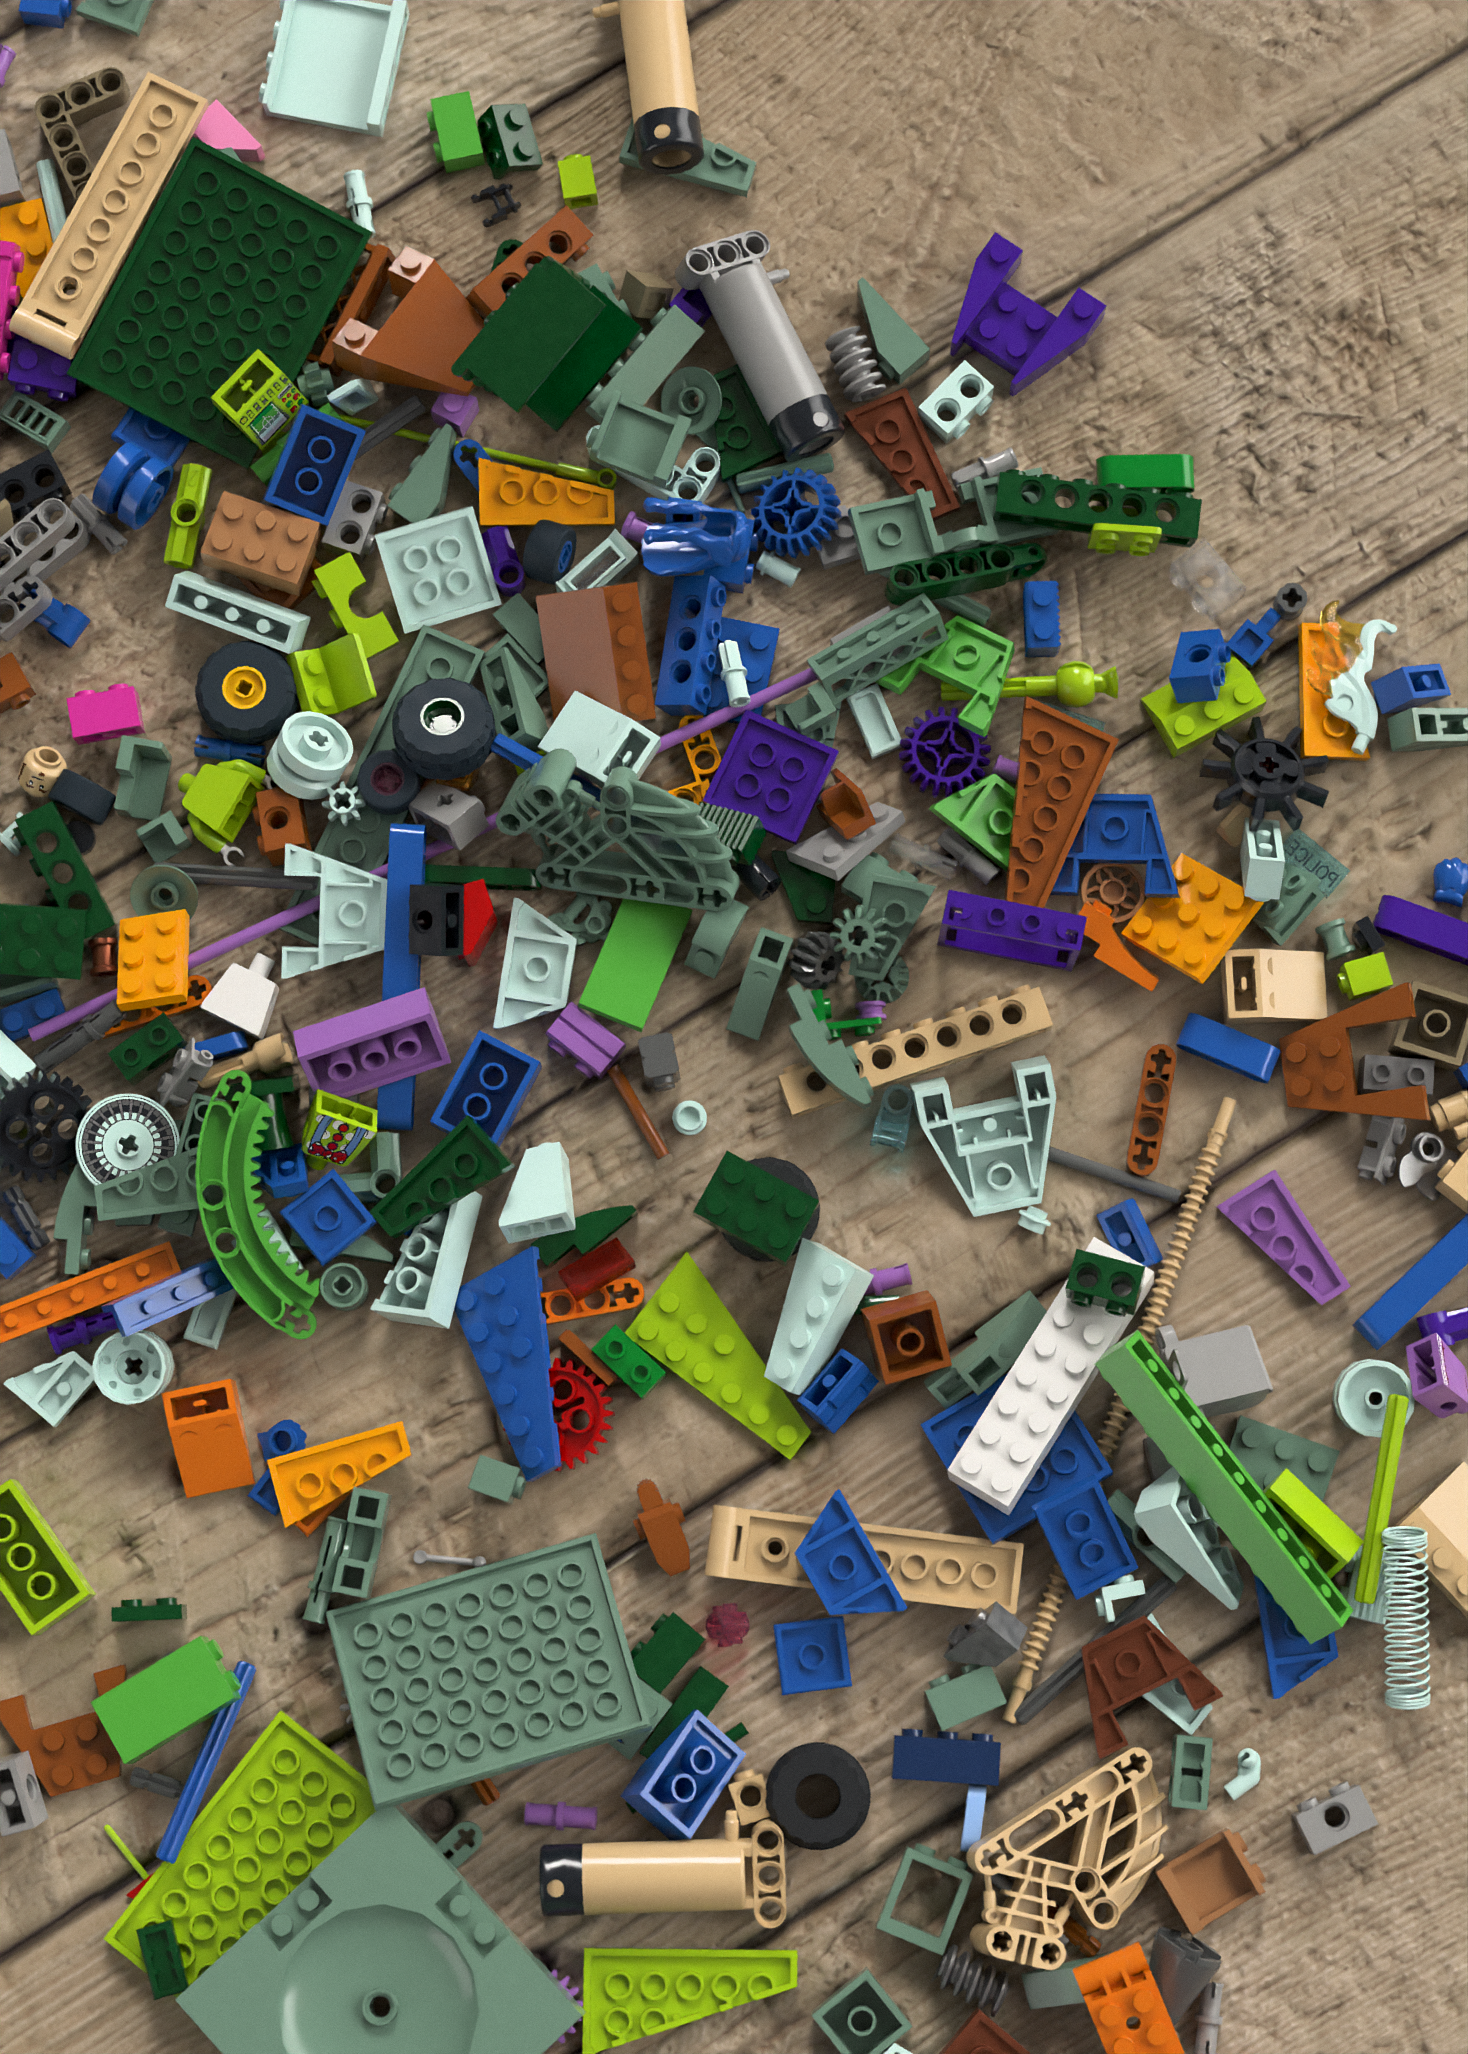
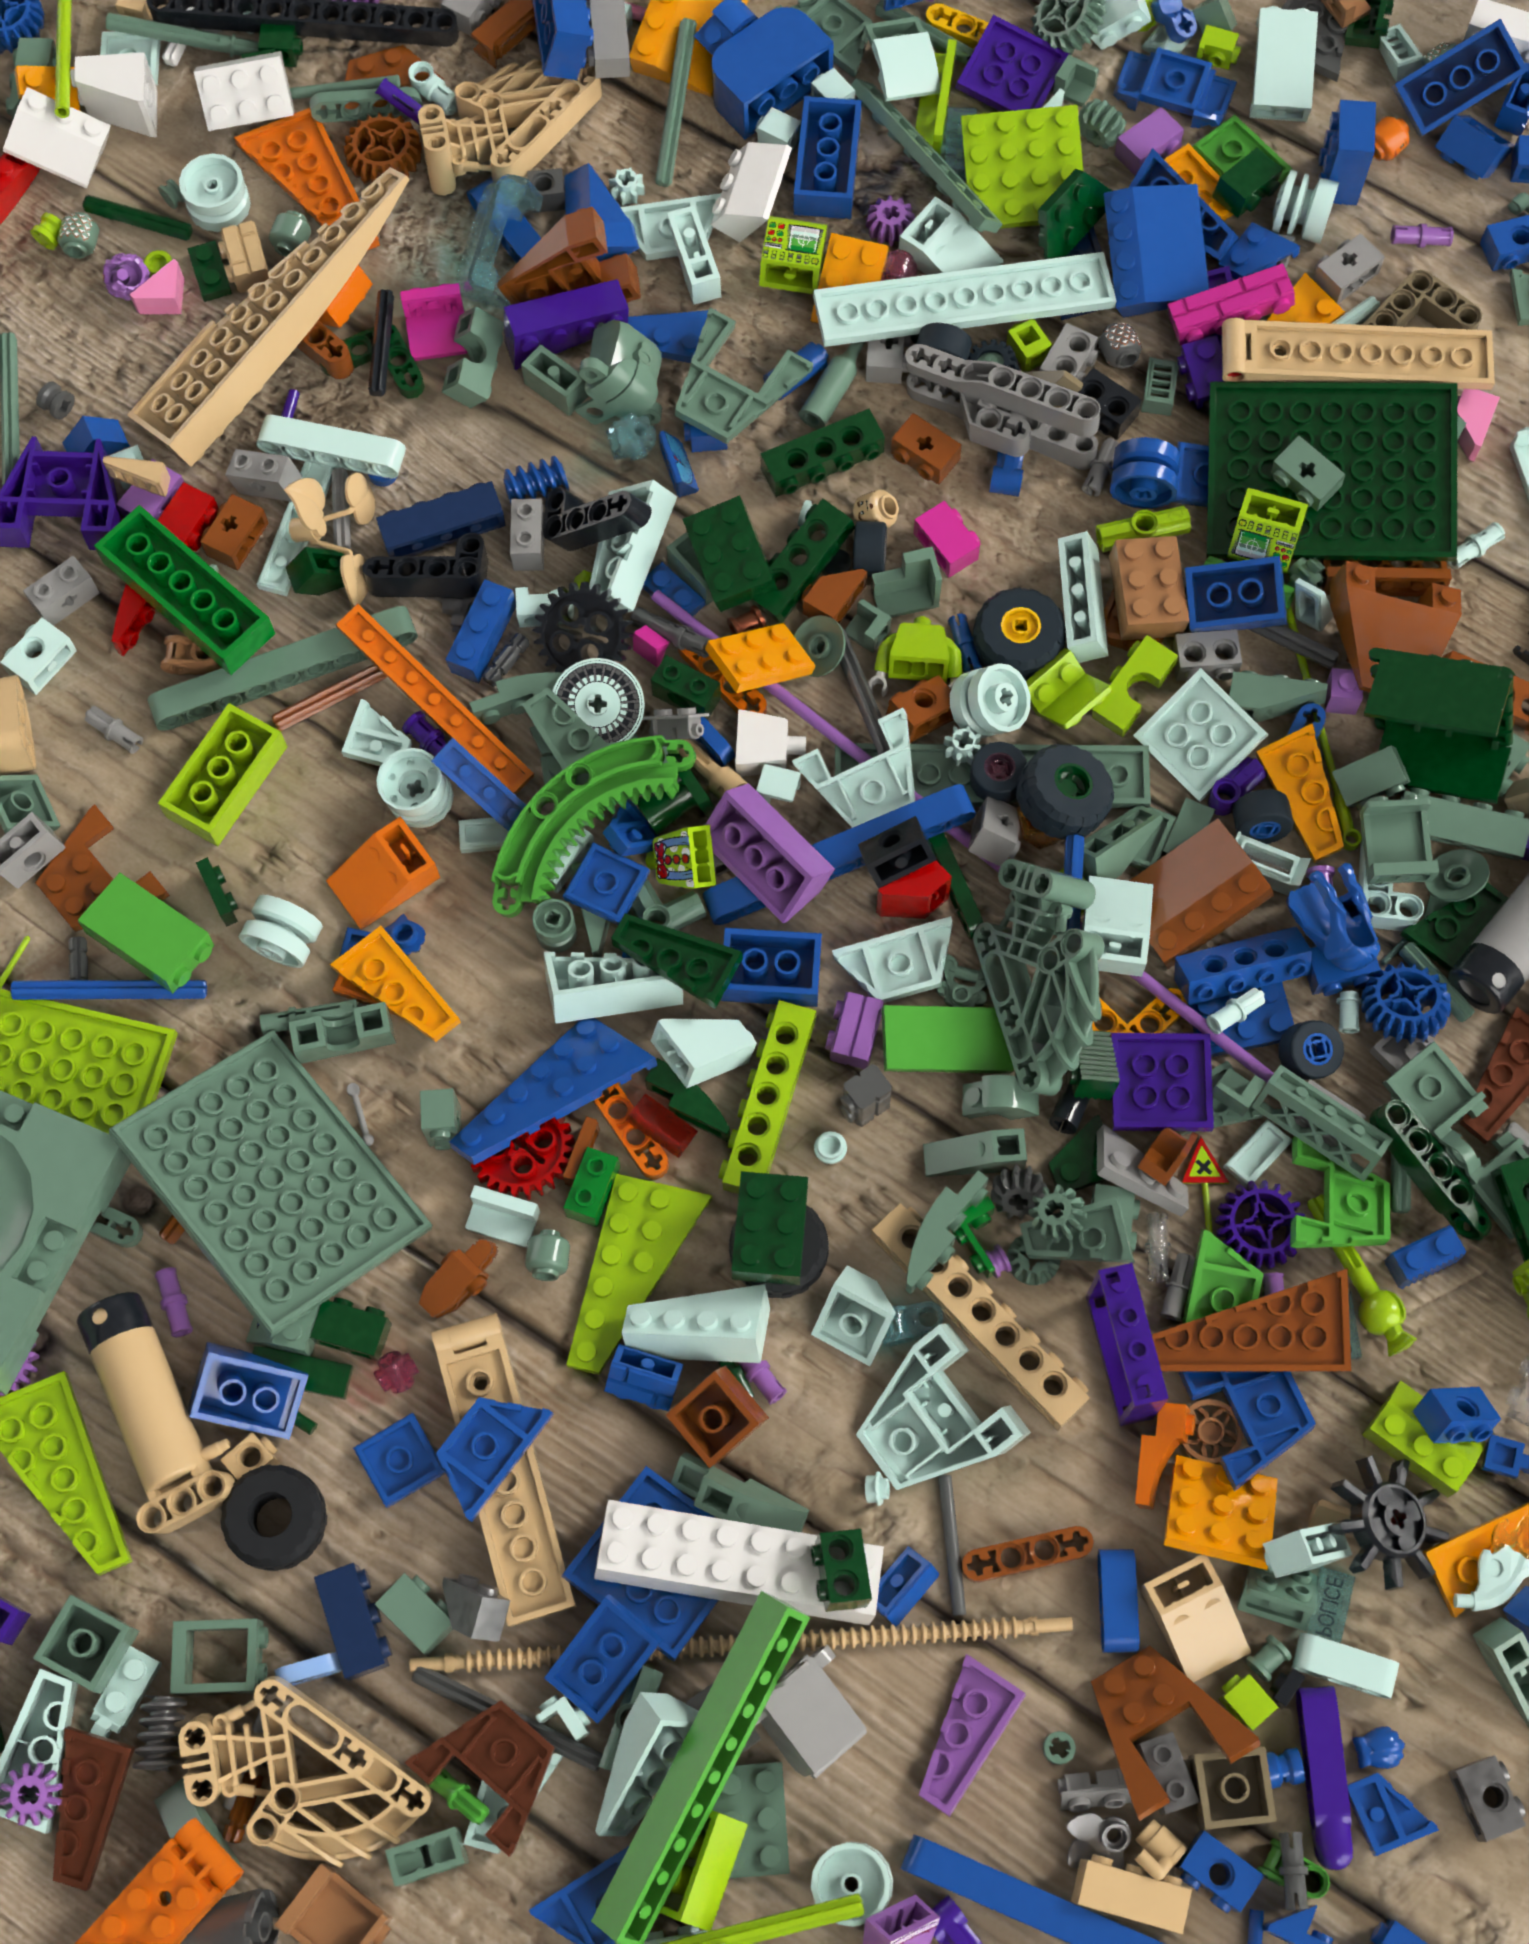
camera: 65 degrees right, 10 degrees down
(82, 1064) = (649, 645): none -> dark pink slope
(115, 858) = (834, 594): none -> dark orange slope
(231, 318) = (1304, 459): none -> sand green brick
(232, 1568) = (280, 931): none -> light aqua wheel
(297, 1003) = (778, 783): none -> light aqua panel
(555, 1092) = (798, 1023): none -> lime brick
(559, 430) = (1372, 777): none -> sand green brick
(618, 1462) = (502, 1216): none -> light aqua panel
(638, 1112) = (815, 1103): dark orange bar -> none
(677, 1433) = (547, 1255): none -> sand green head
(803, 635) = (1299, 1054): none -> black wheel
(865, 1166) = (855, 1316): none -> light aqua slope
(869, 779) = (1204, 1171): none -> piece
(917, 2001) = (124, 1692): none -> light aqua hinge
(1149, 1721) = (459, 1797): none -> bright green axle
(1248, 1773) = (450, 1916): light aqua arm -> none
(1340, 1169) = (1056, 1759): none -> sand green bush
(1370, 875) = (1345, 1665): none -> light aqua beam
(1434, 970) = (1286, 1768): none -> blue wheel

